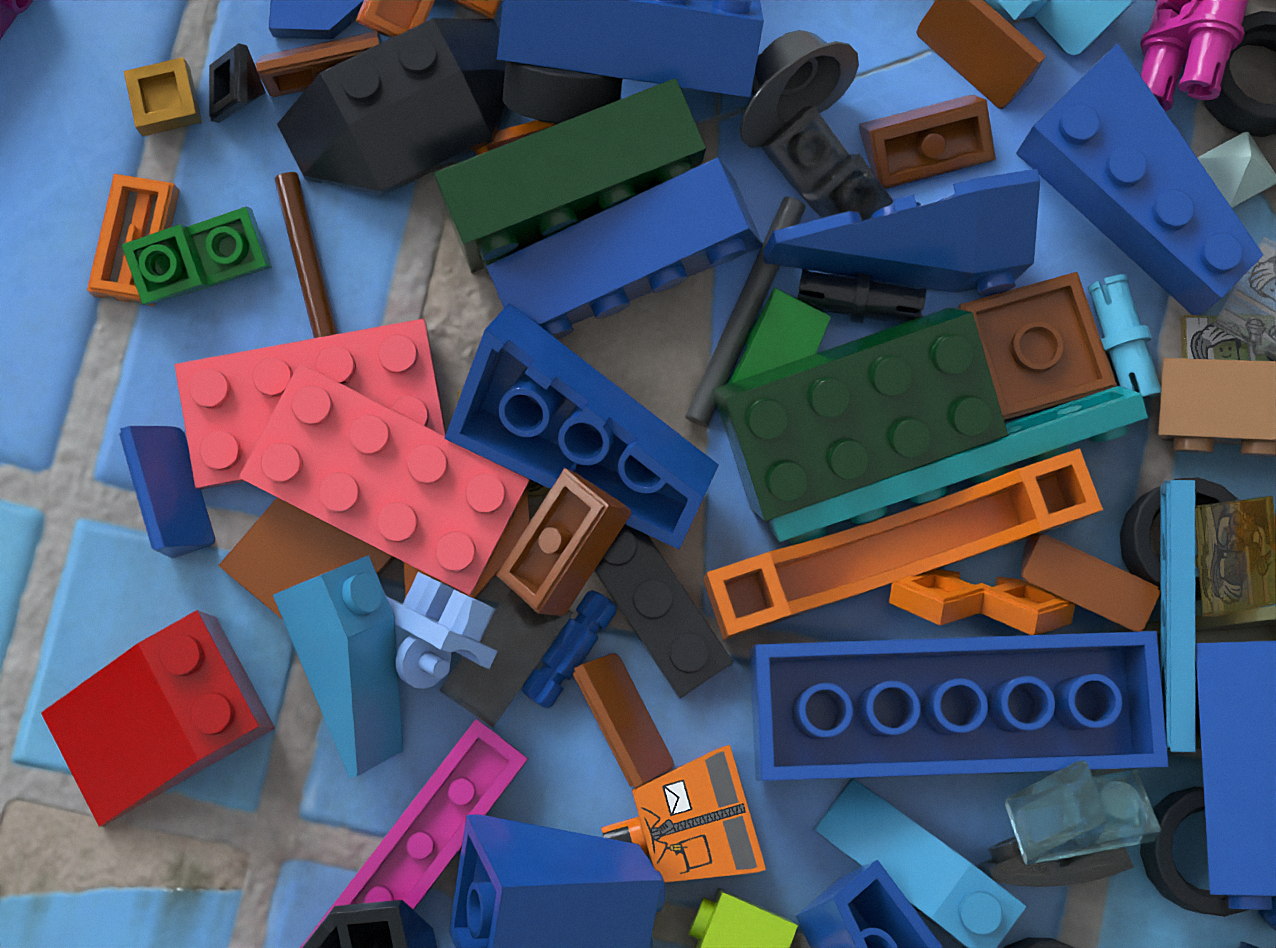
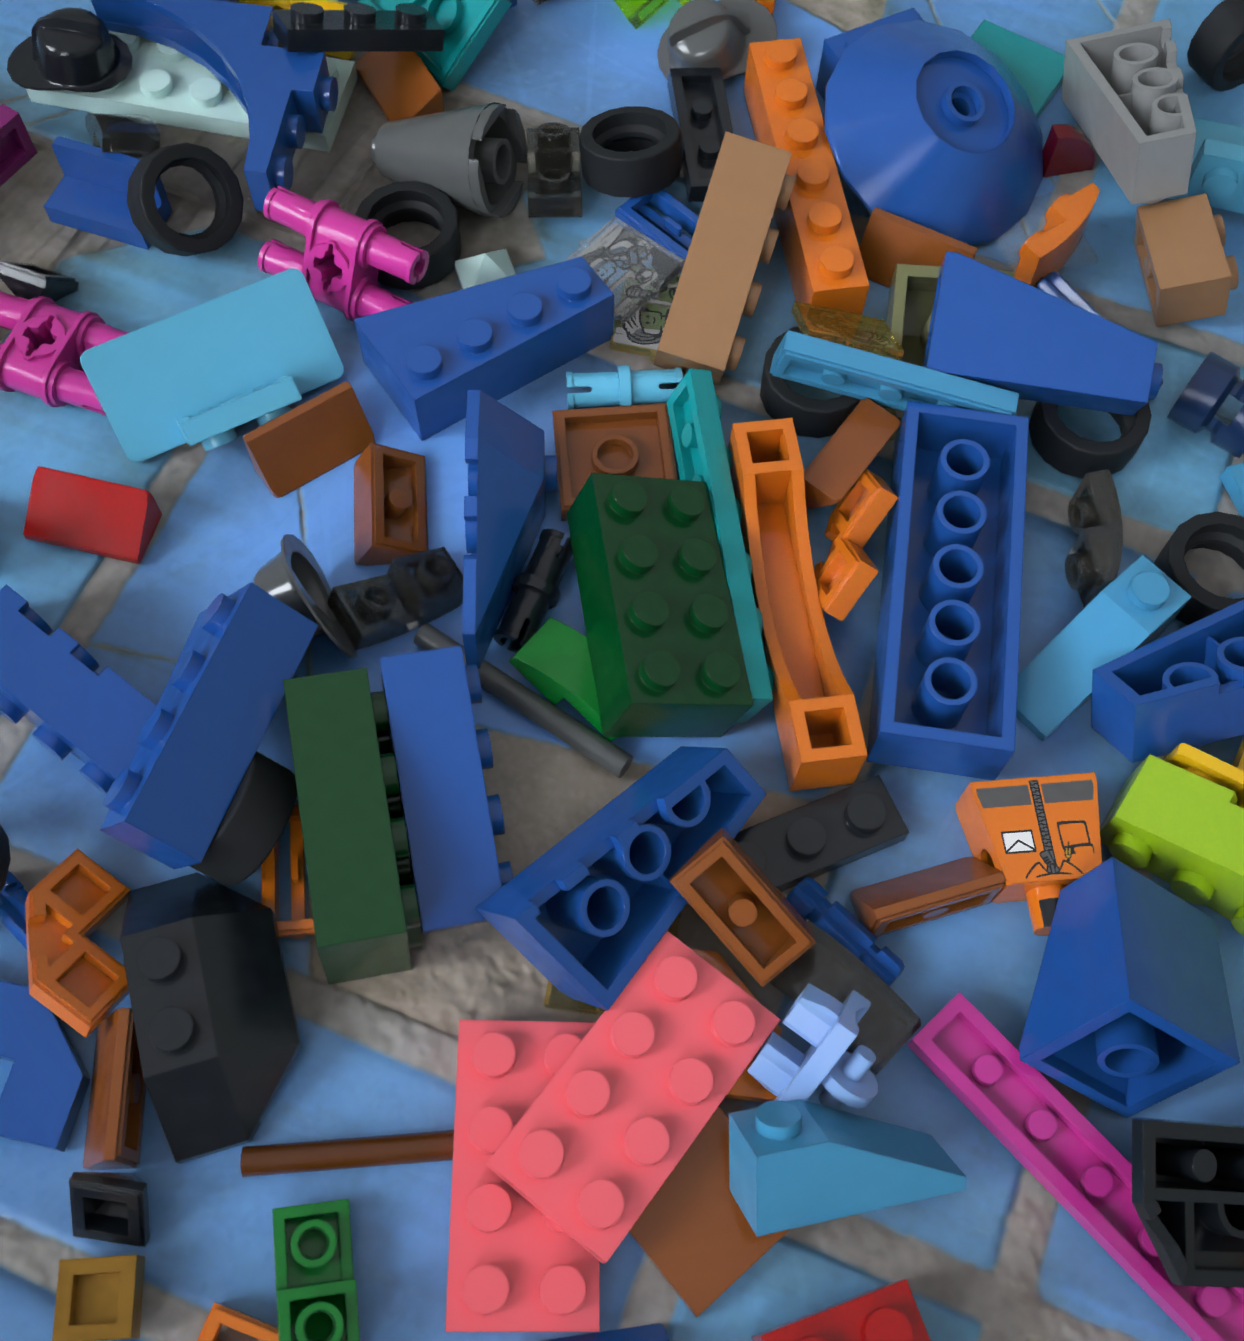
camera: 80 degrees left, 15 degrees down
(1081, 814) = (1062, 499): clear light blue slope -> none

